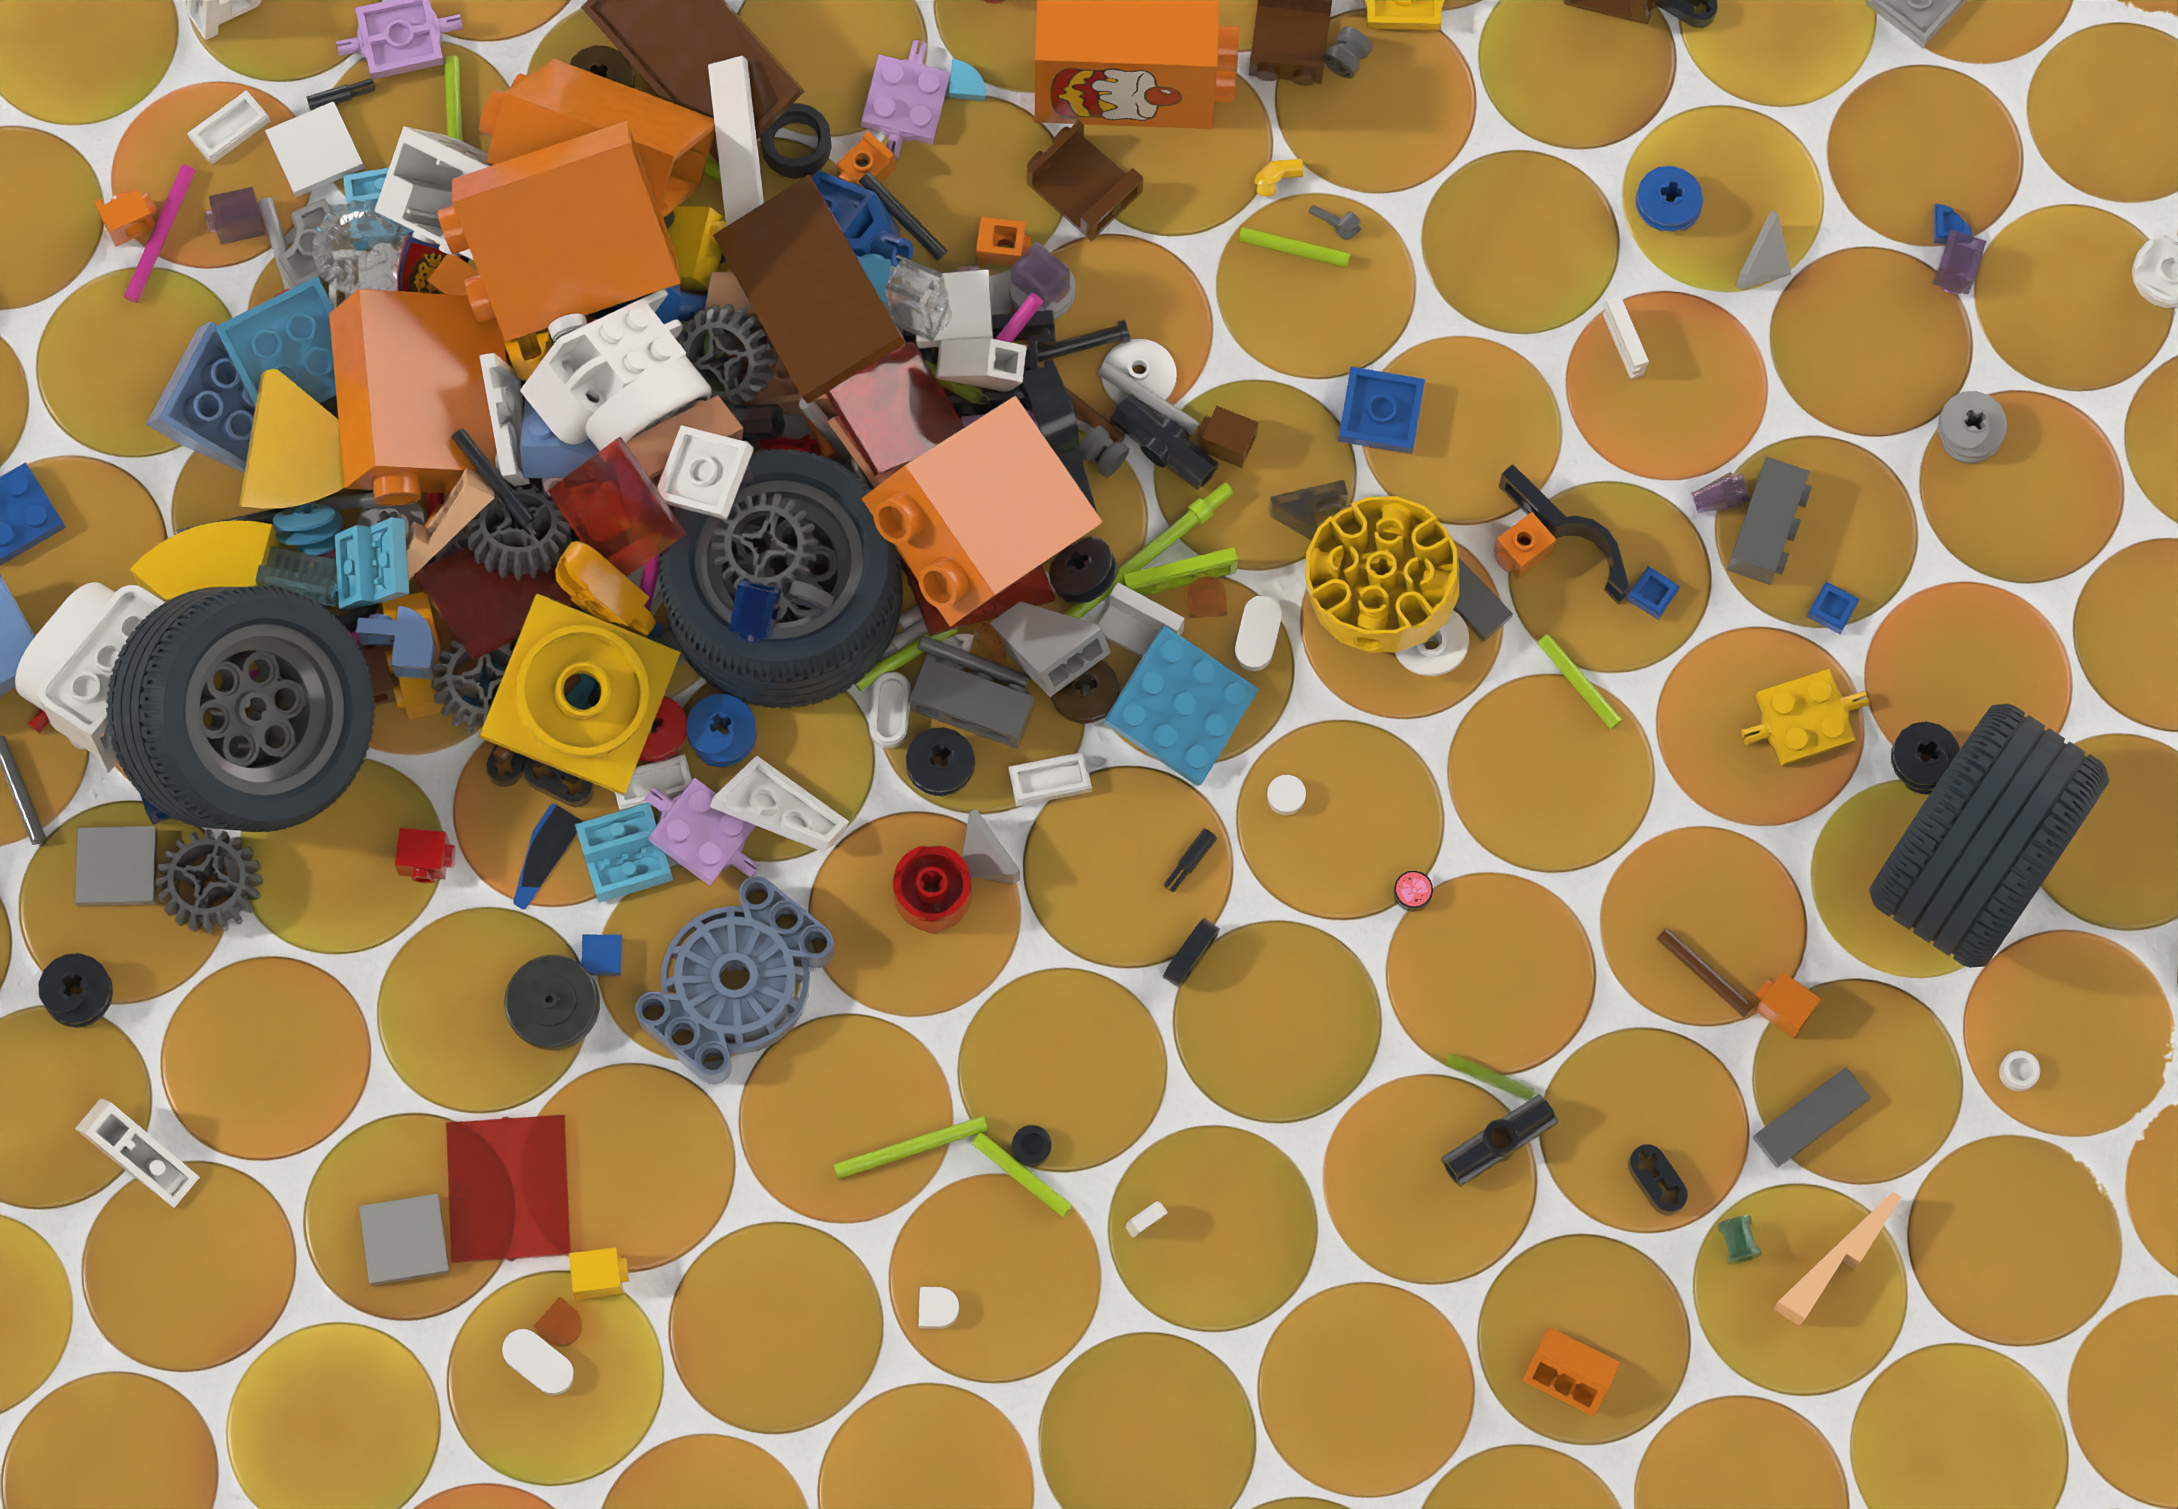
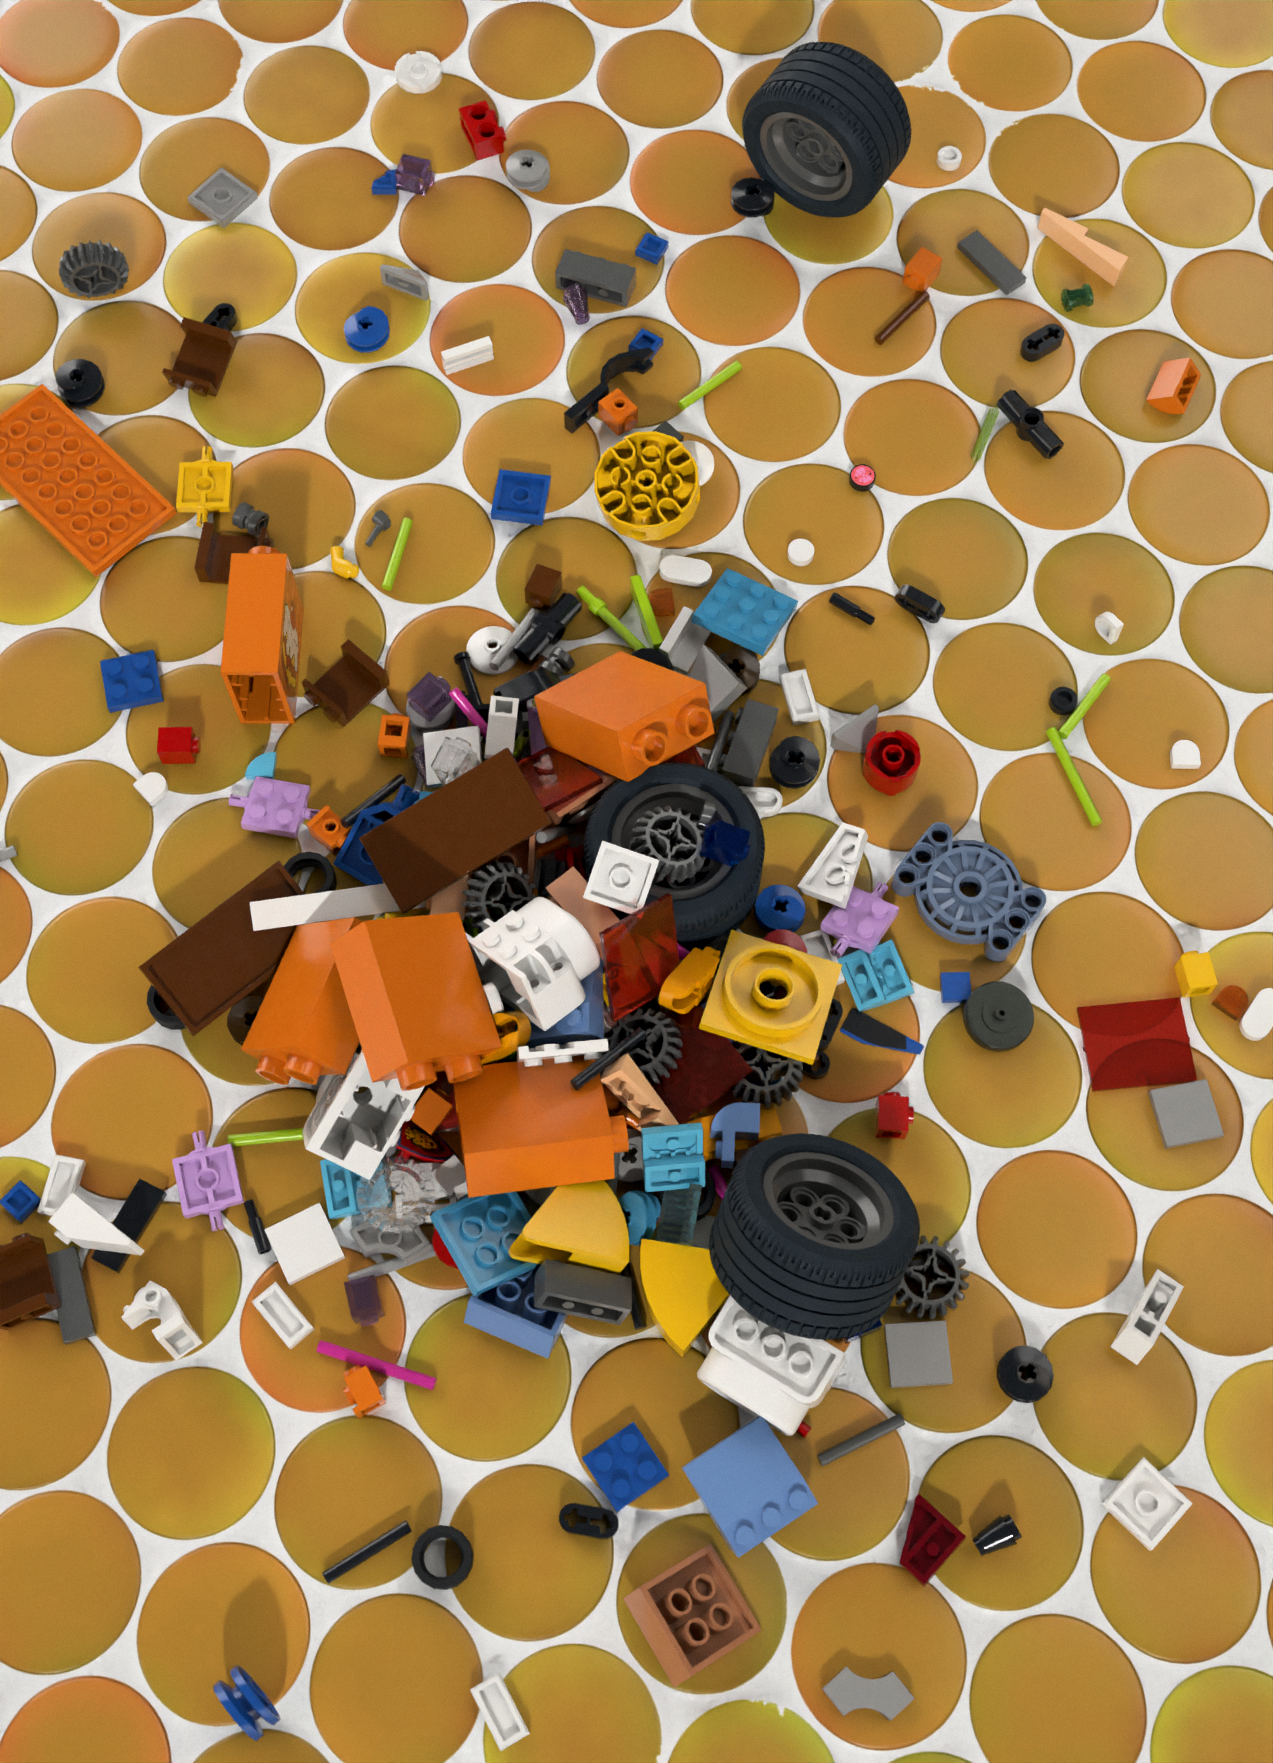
camera: 90 degrees left, 5 degrees down
(216, 458) = (582, 1292): none -> dark grey brick
(1298, 507) = (596, 541): clear smoke slope -> none
(1805, 717) = (728, 262): yellow plate -> none
(2044, 353) = (482, 130): none -> red brick

